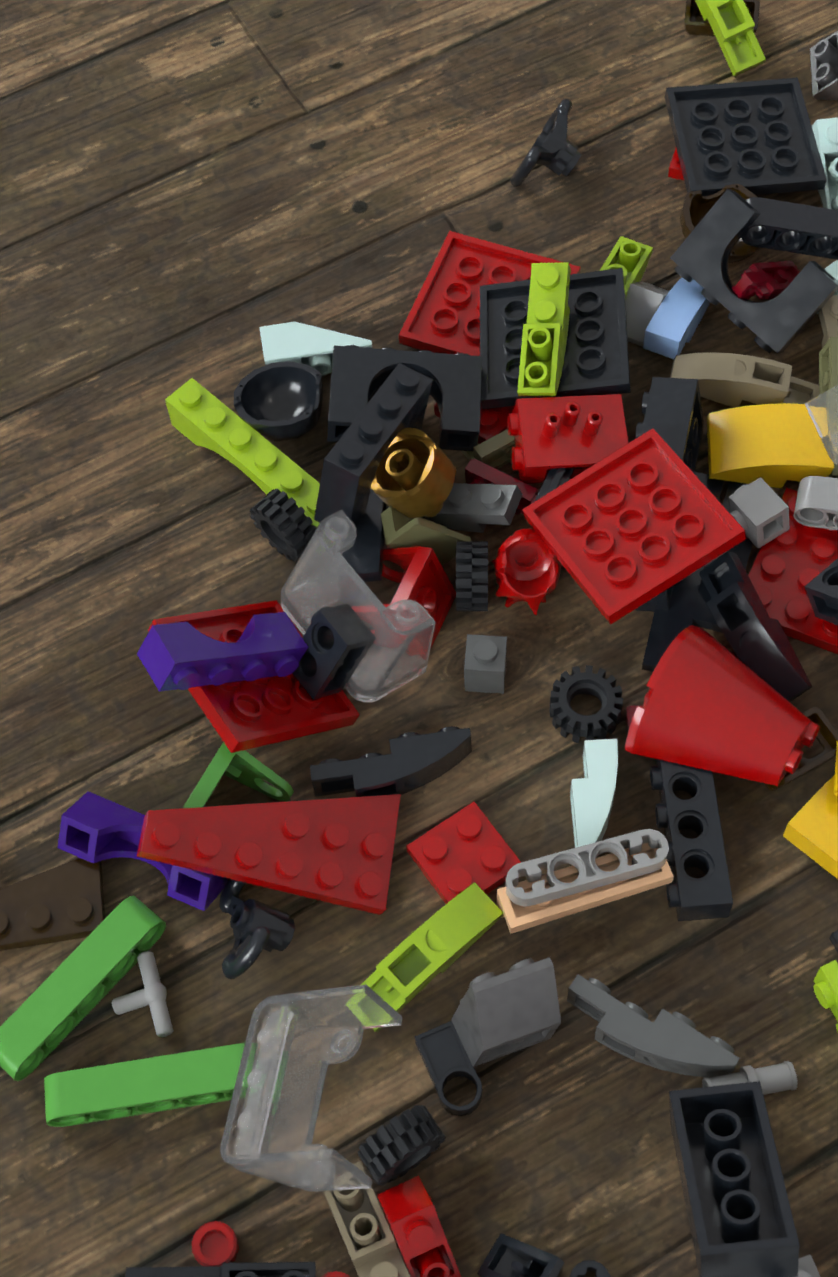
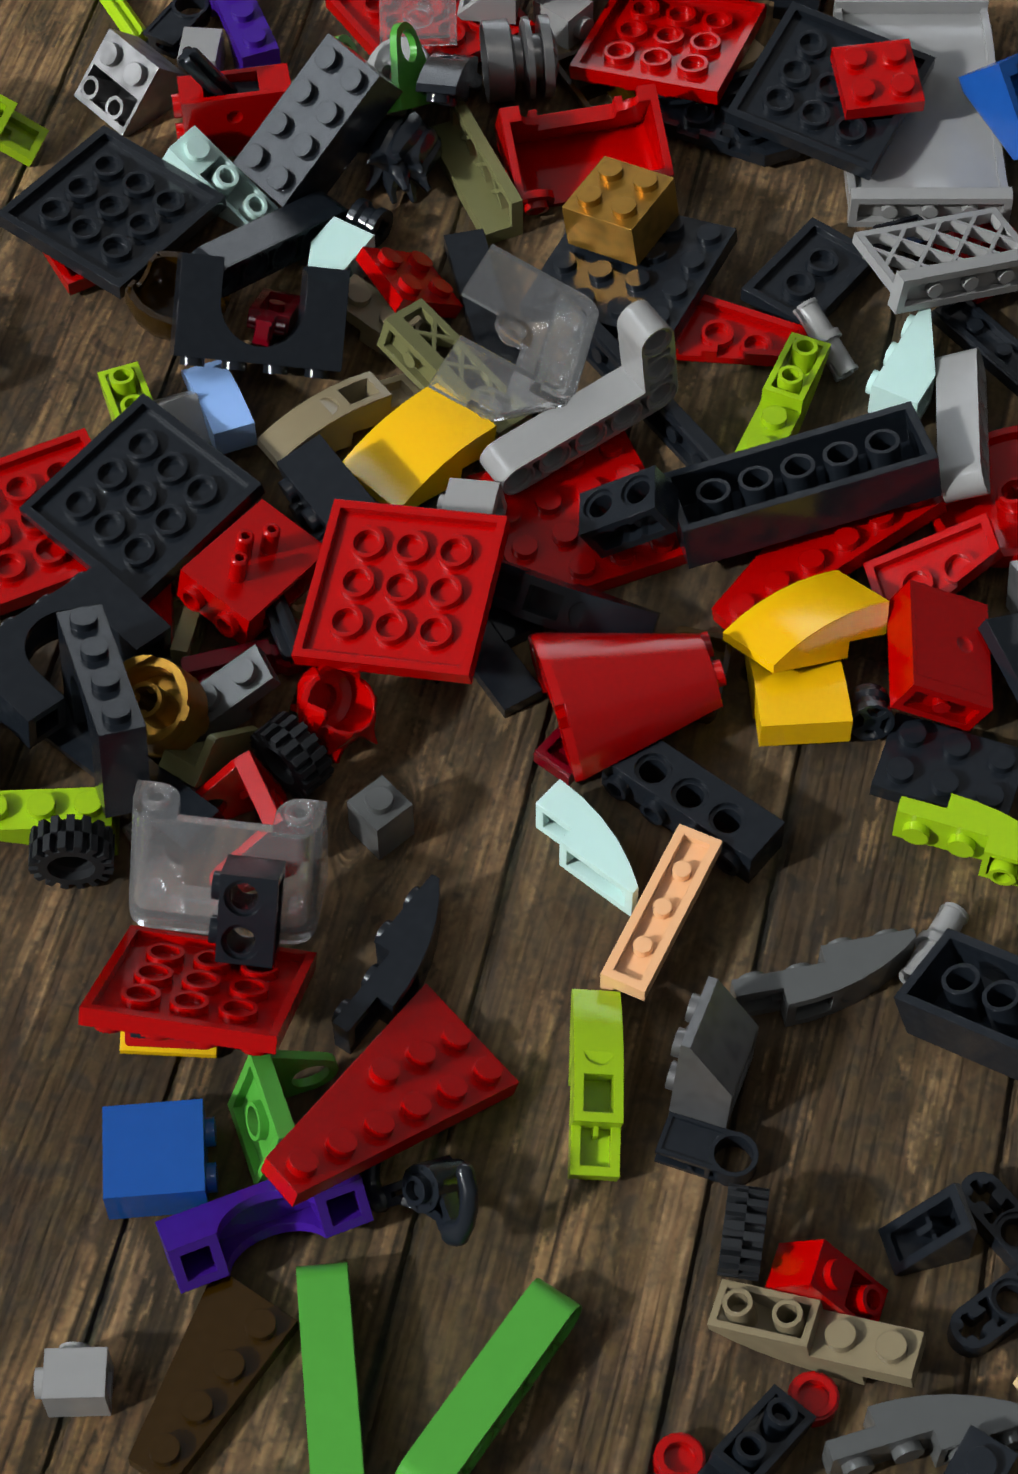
camera: 50 degrees left, 5 degrees down
(131, 754) = (157, 1158): none -> blue brick
(153, 995) = (401, 1329): light grey piece -> none
(185, 658) = (161, 1003): dark purple arch -> none
(283, 1084) = (570, 1252): clear windscreen -> none
(463, 852) = (531, 985): red plate -> none
(546, 330) = (139, 494): lime slope -> none
(585, 683) = (496, 758): black tyre -> none
(589, 873) = (658, 892): light grey beam -> none

